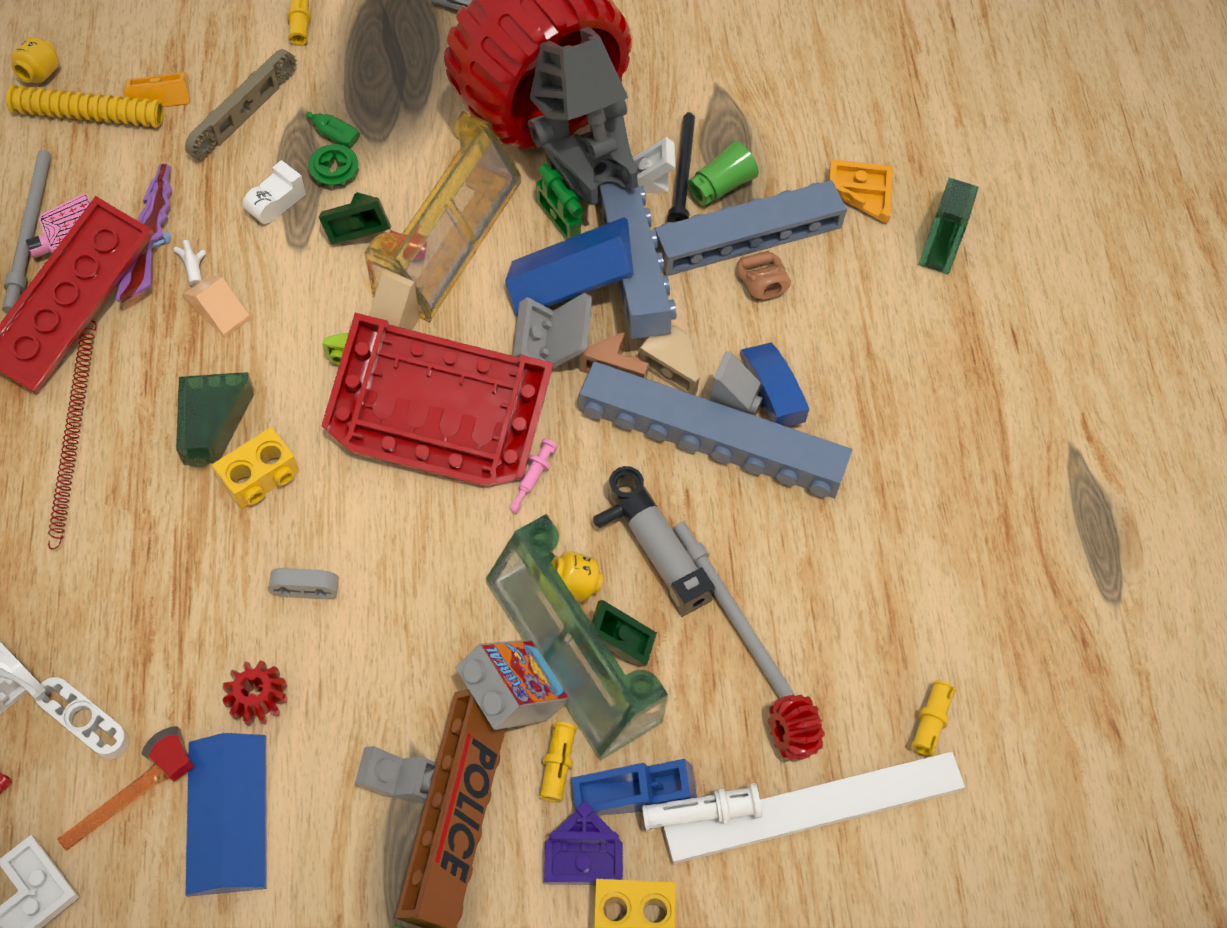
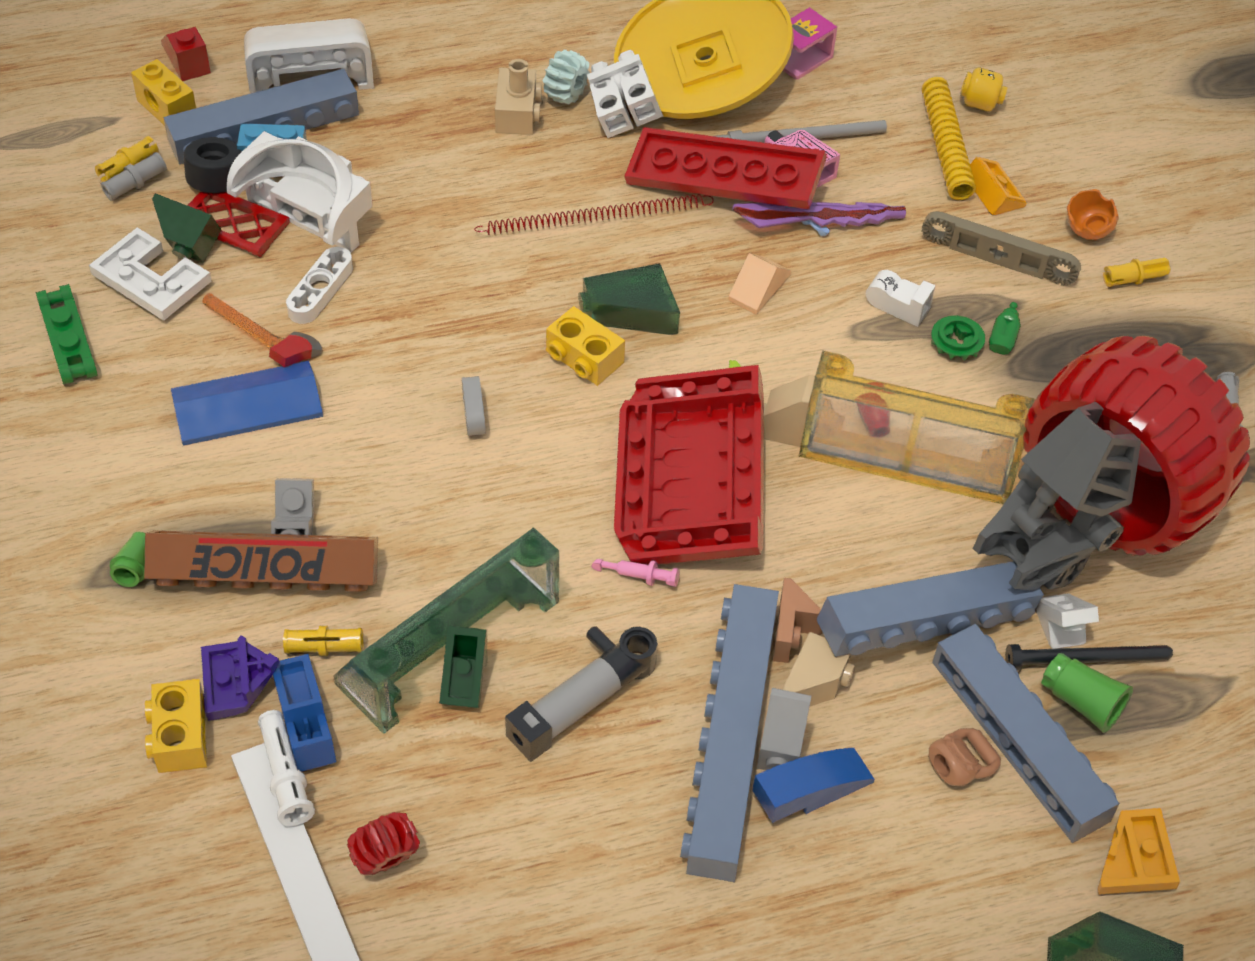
camera: 80 degrees right, 10 degrees down
(191, 262) = (800, 255): white bar -> none
(228, 25) = (1092, 214): none -> orange hair
(249, 704) = (357, 392): red gear -> none
(354, 220) = (889, 360): dark green slope -> none
(512, 683) = (386, 572): brick -> none
(553, 334) = (804, 546): light grey bracket -> none
(559, 202) = (960, 547): green plate -> none
(572, 266) = (889, 548): blue slope -> none
(579, 574) = (522, 618): yellow head -> none
(700, 557) = (575, 736): light grey bar -> none

